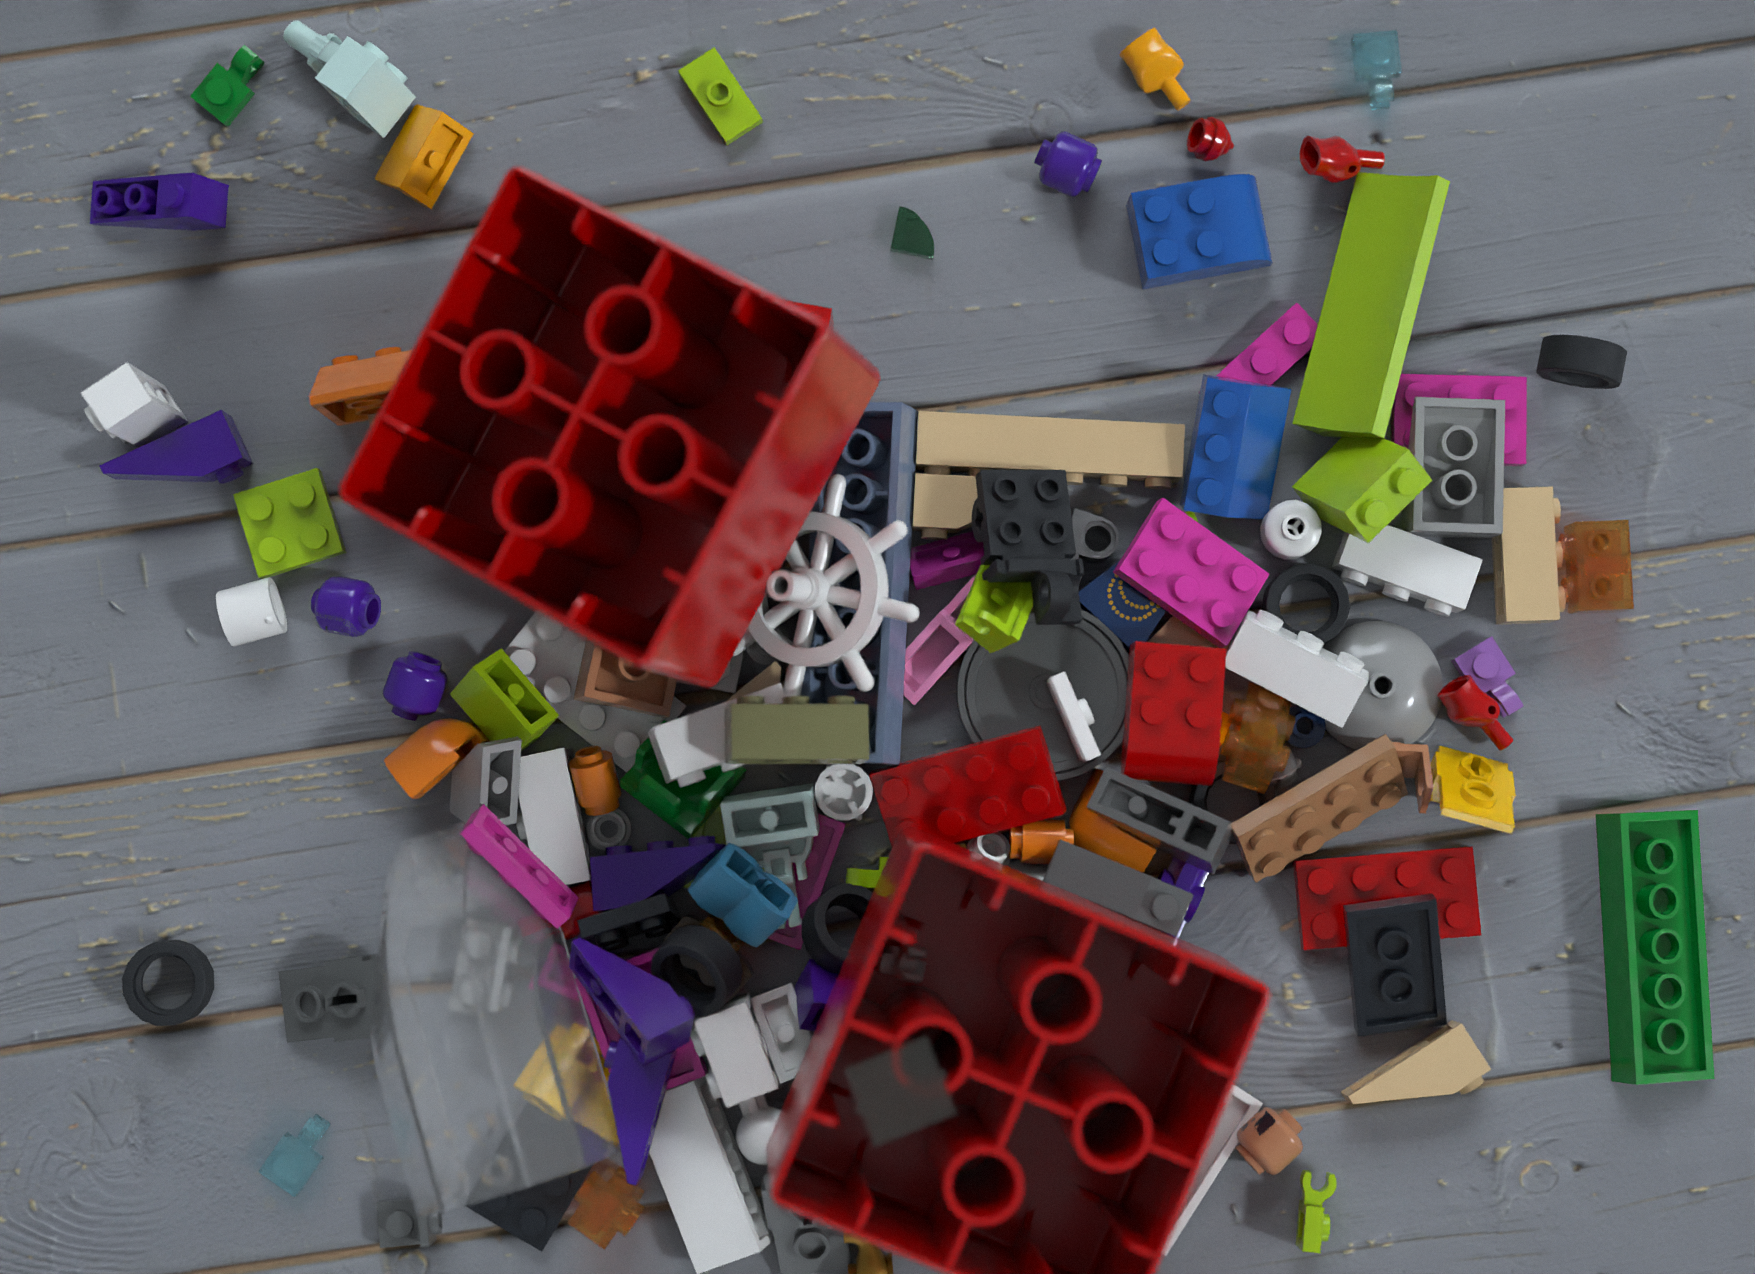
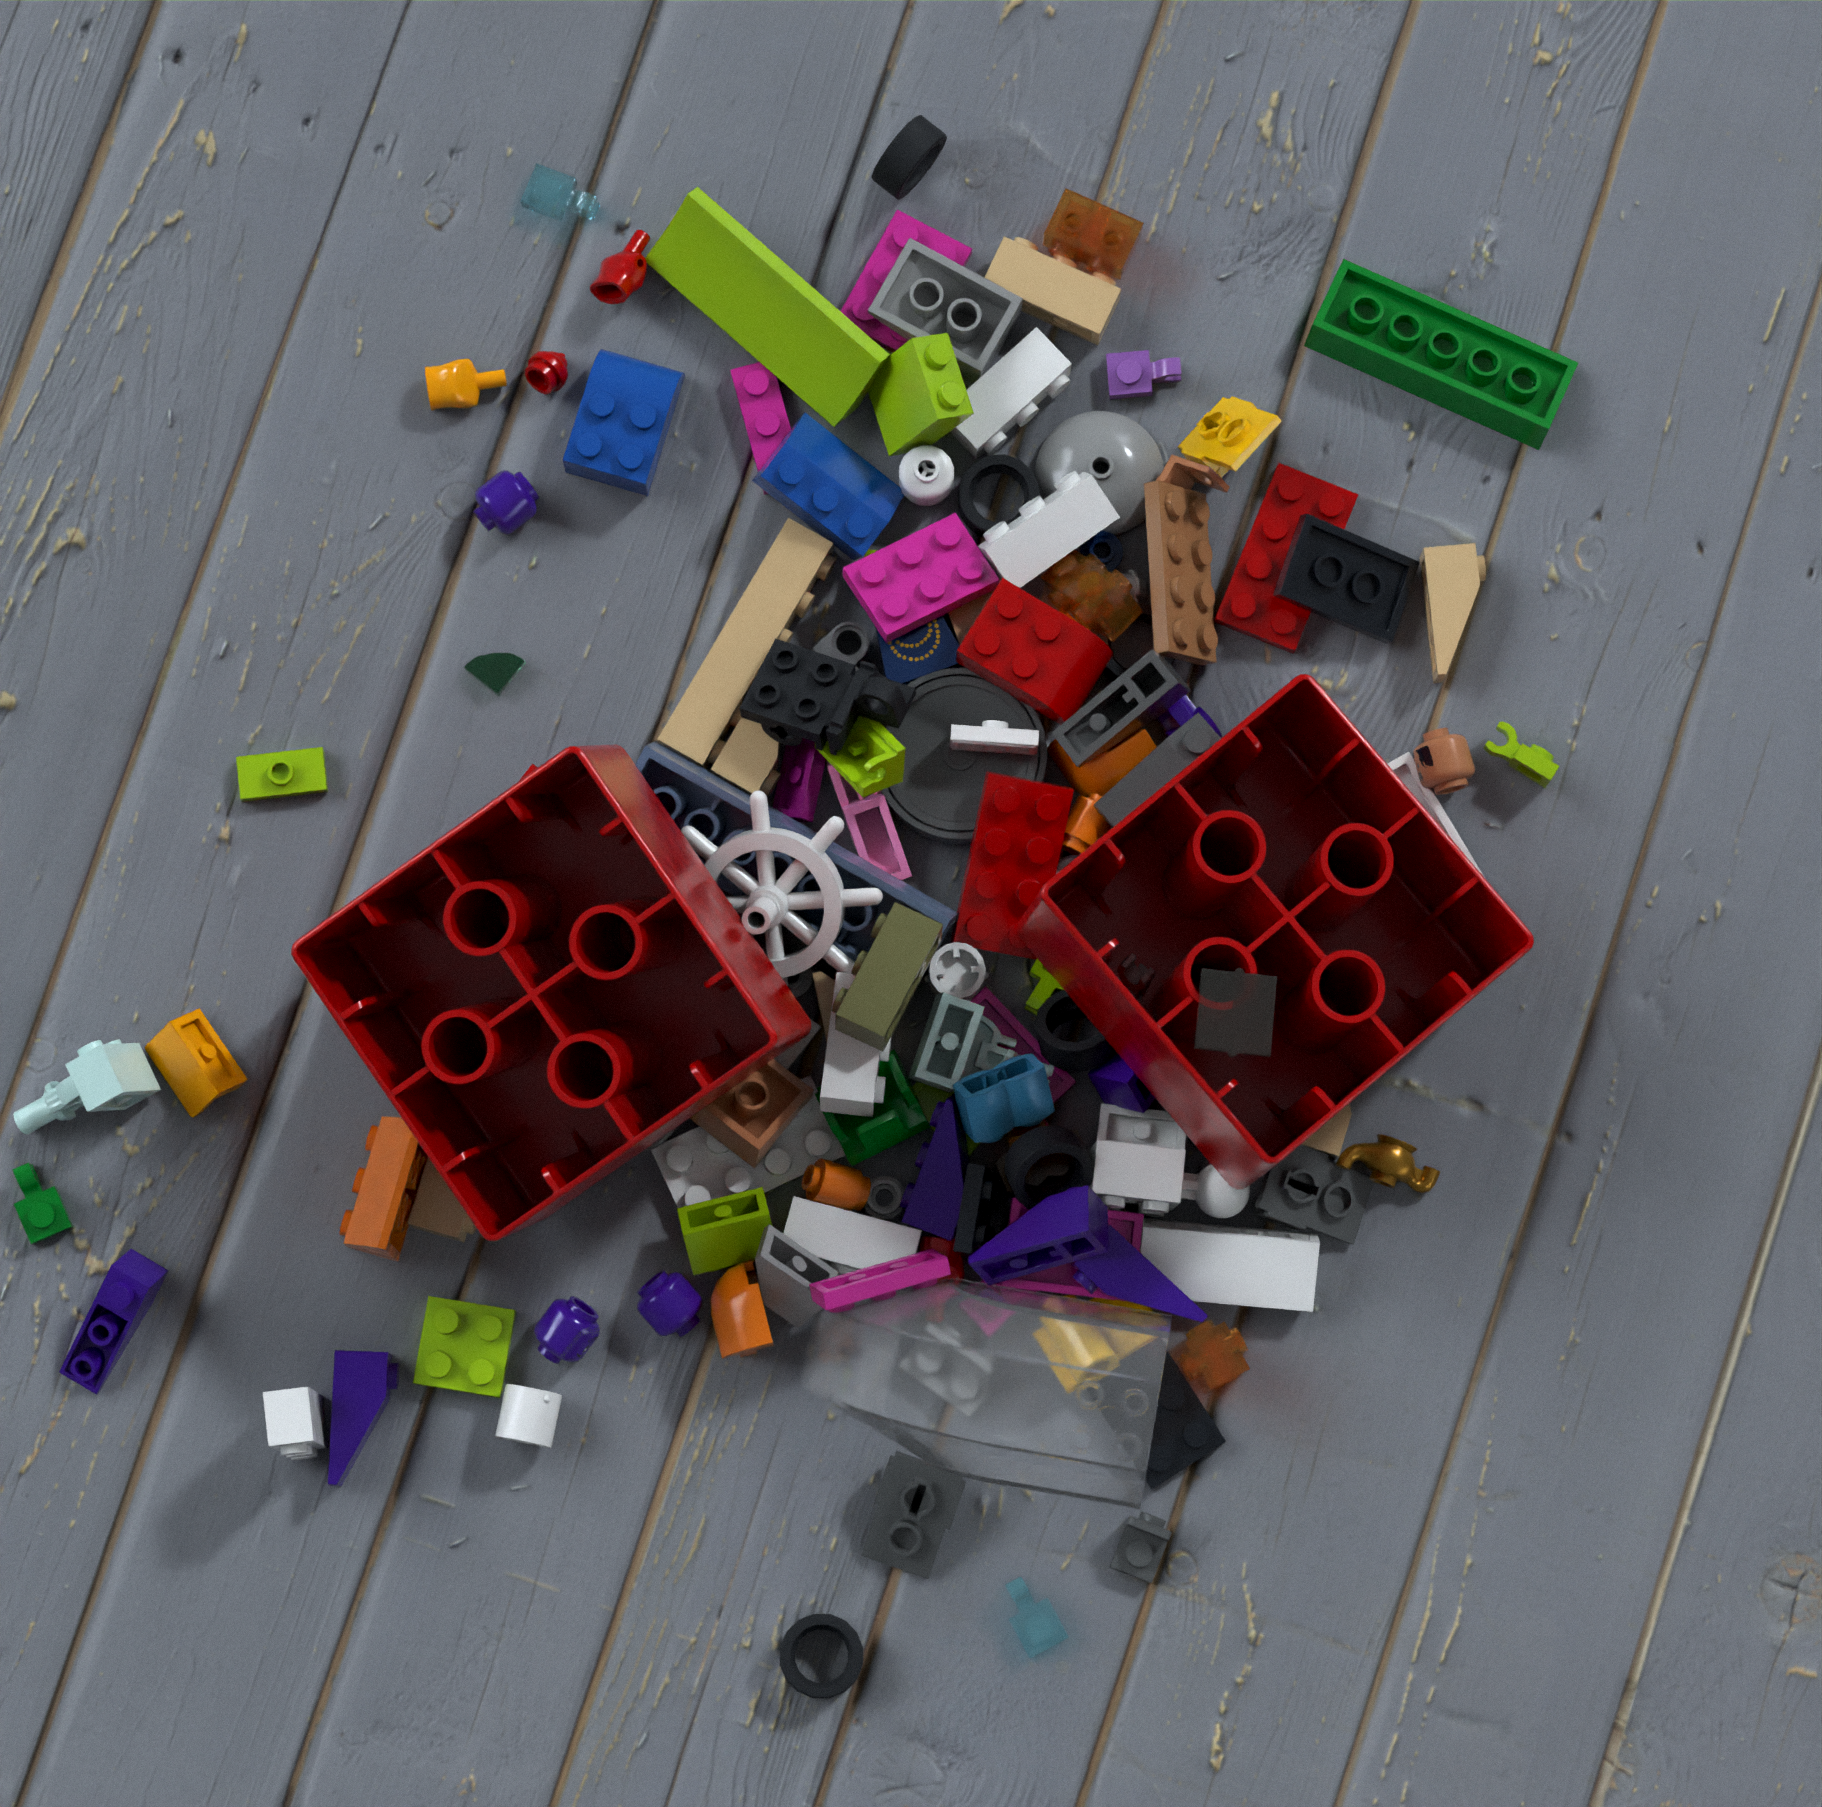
camera: 65 degrees left, 5 degrees down
(1474, 708) = (1159, 400): red piece -> none

